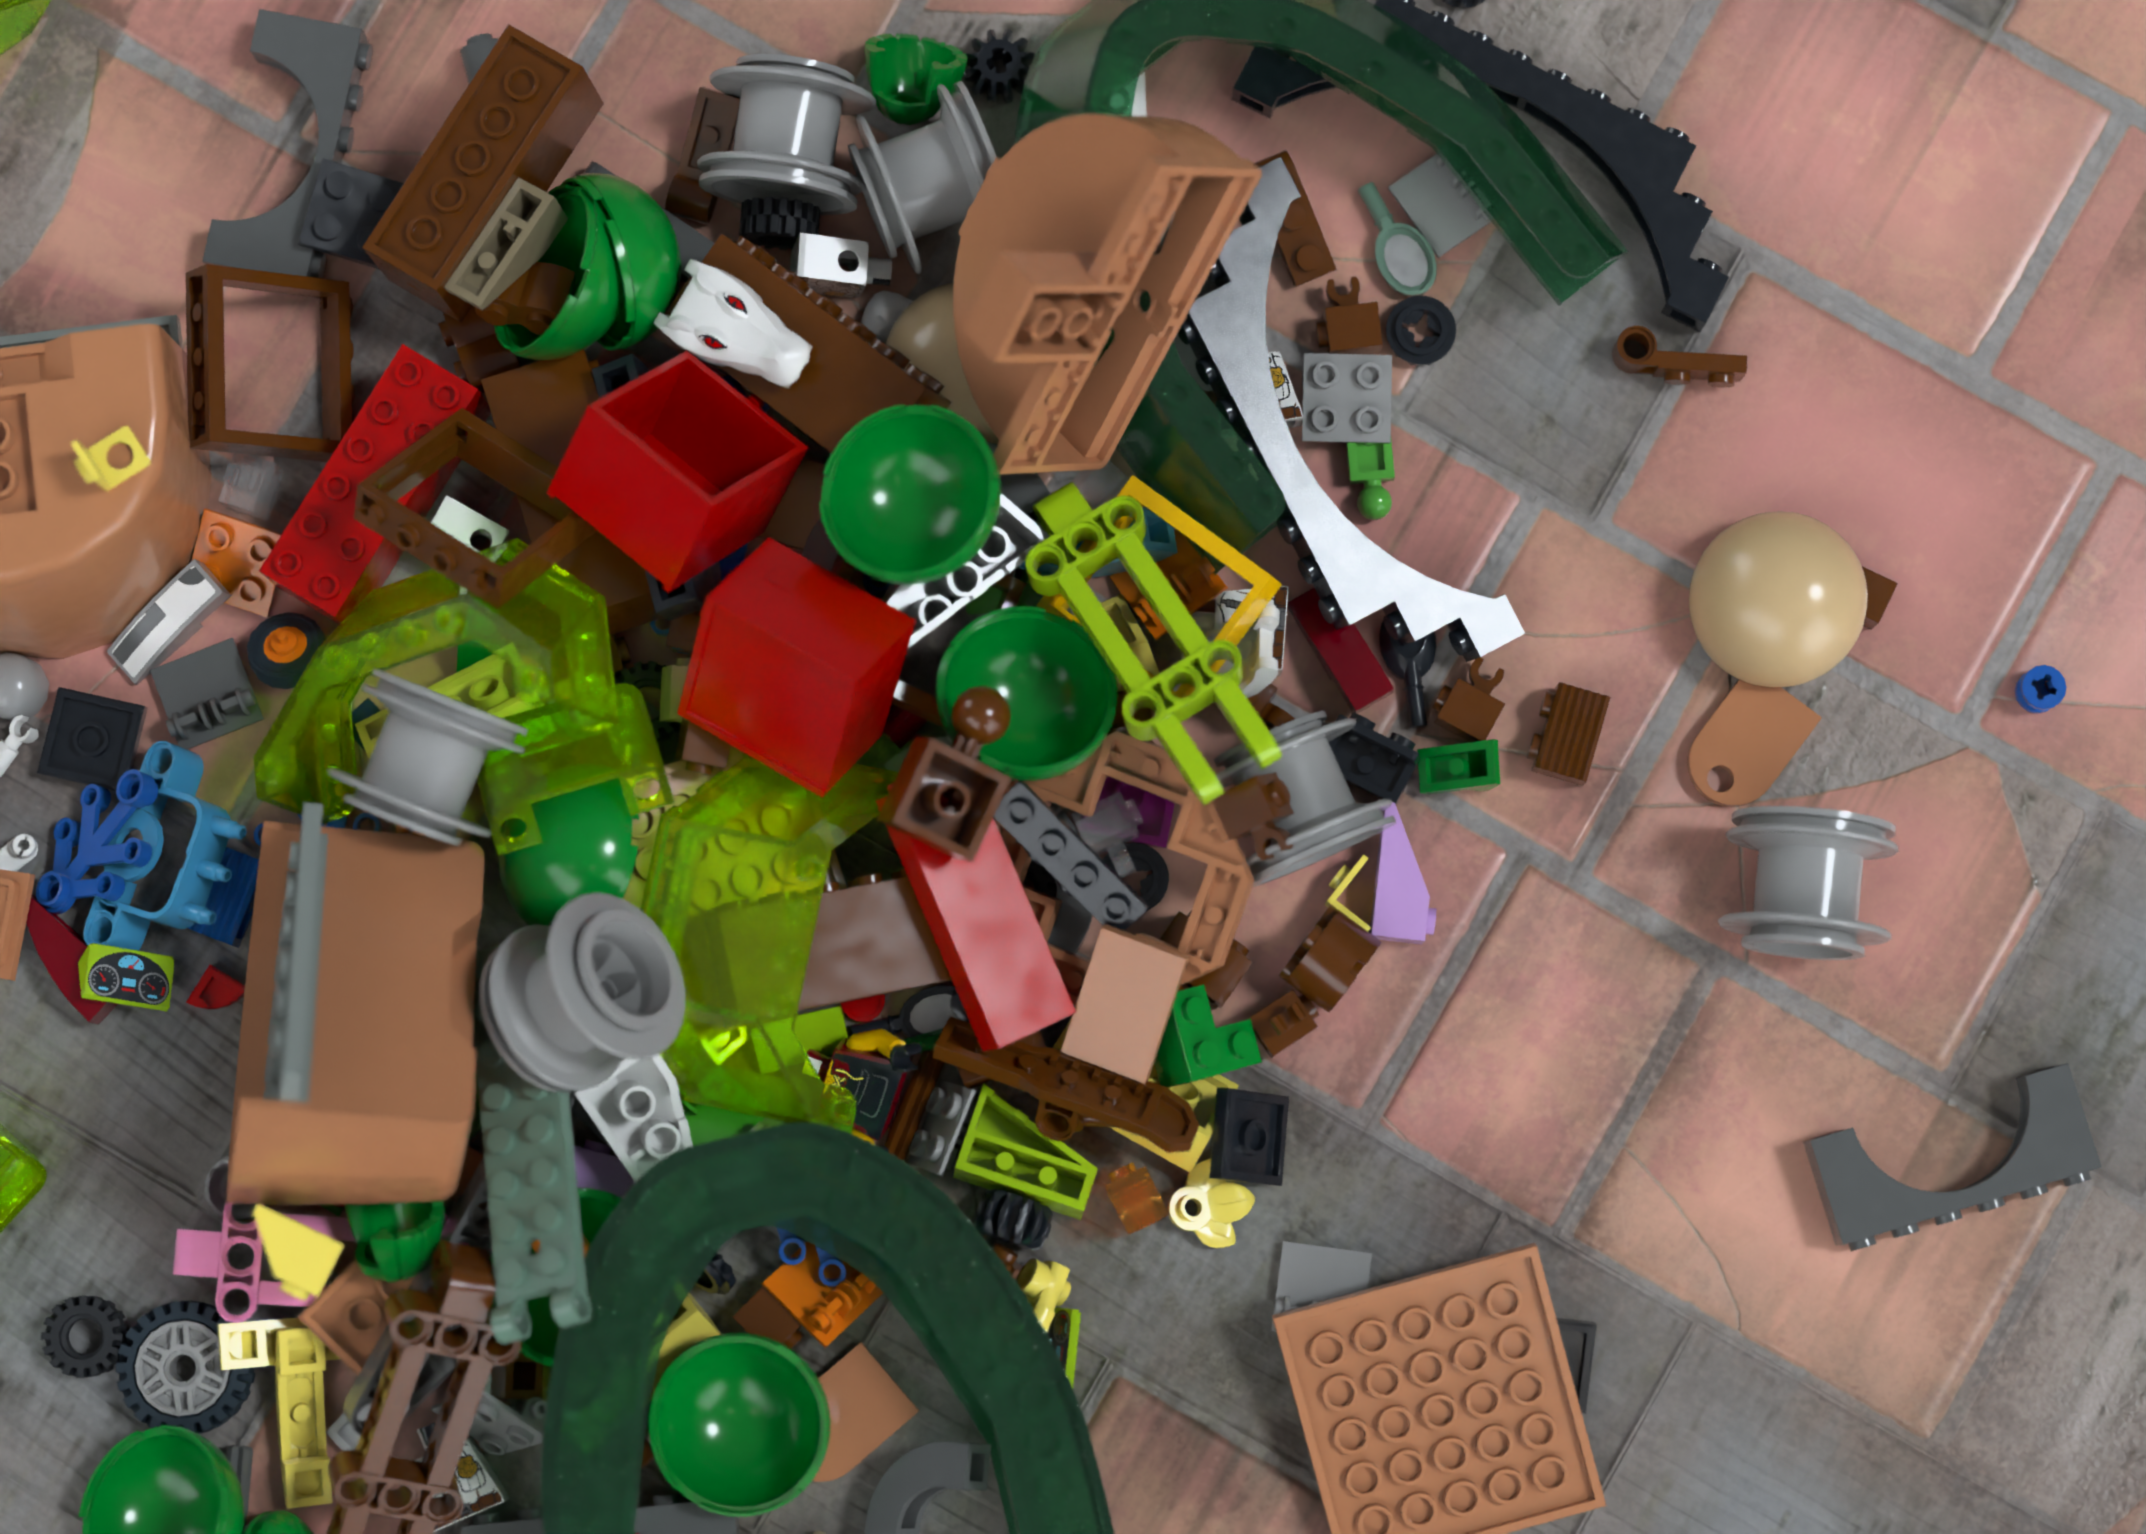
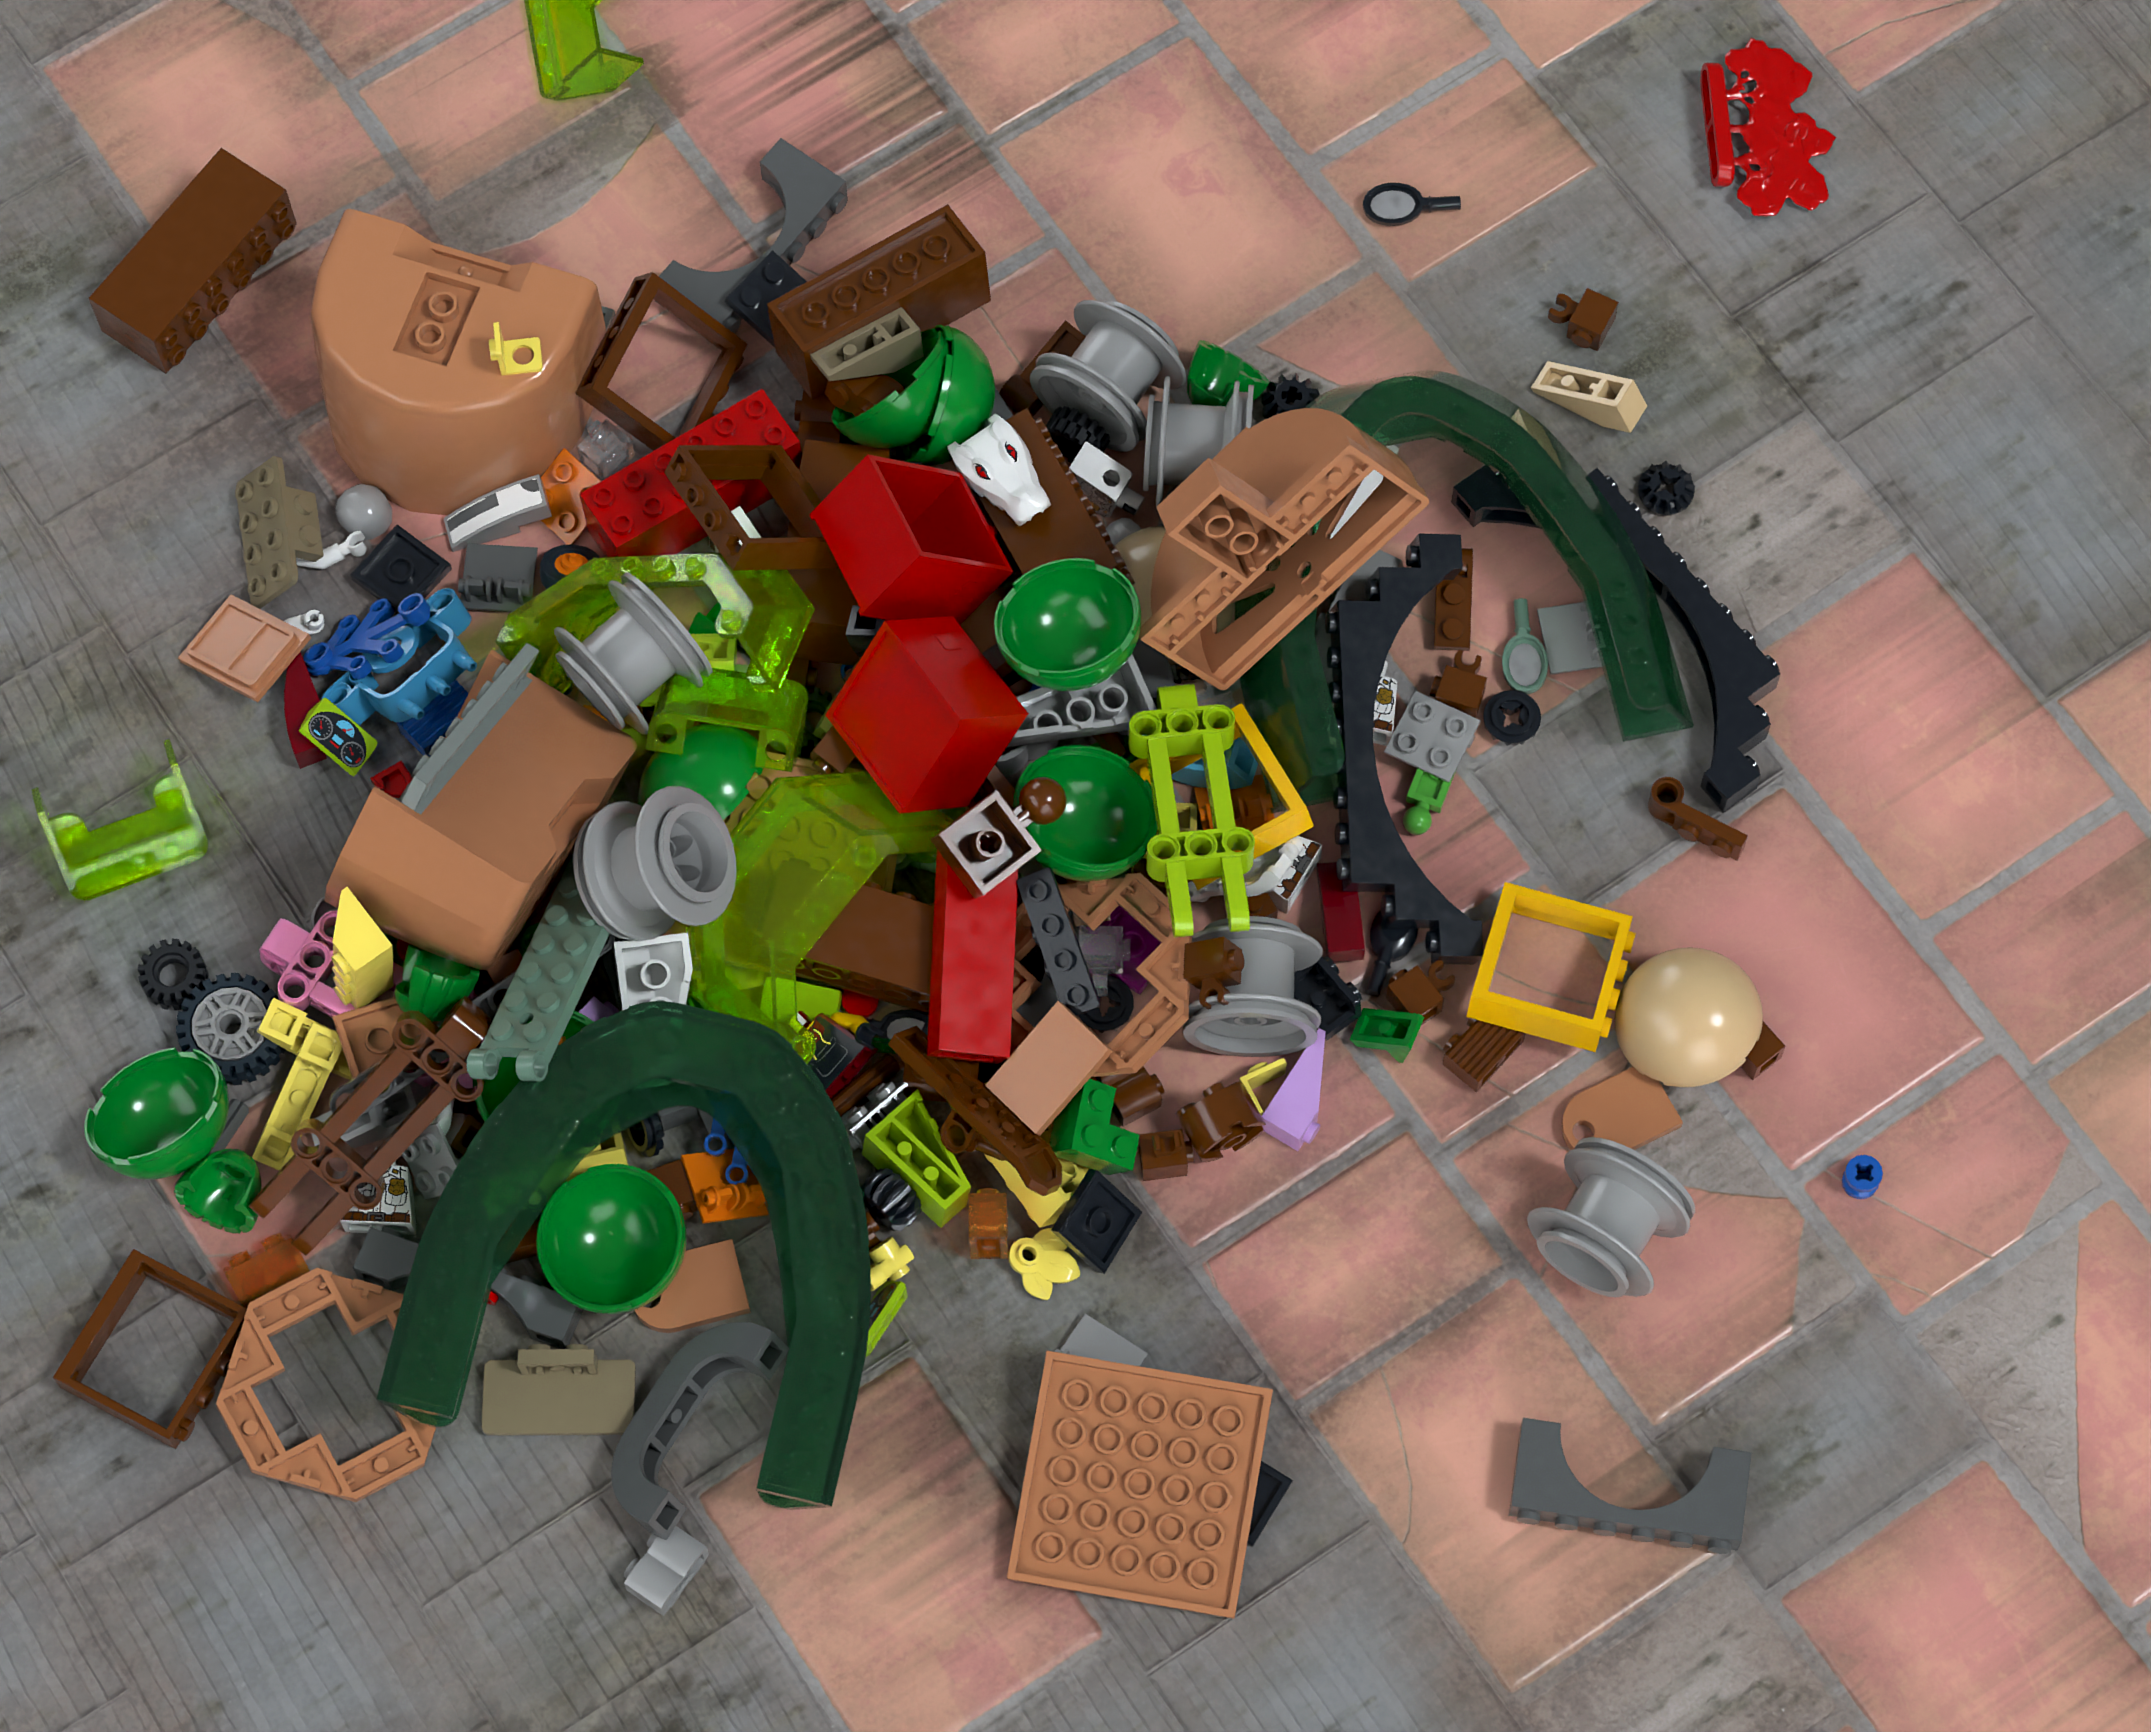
camera: 25 degrees right, 15 degrees down
(1614, 686) = (1538, 1019): none -> yellow window

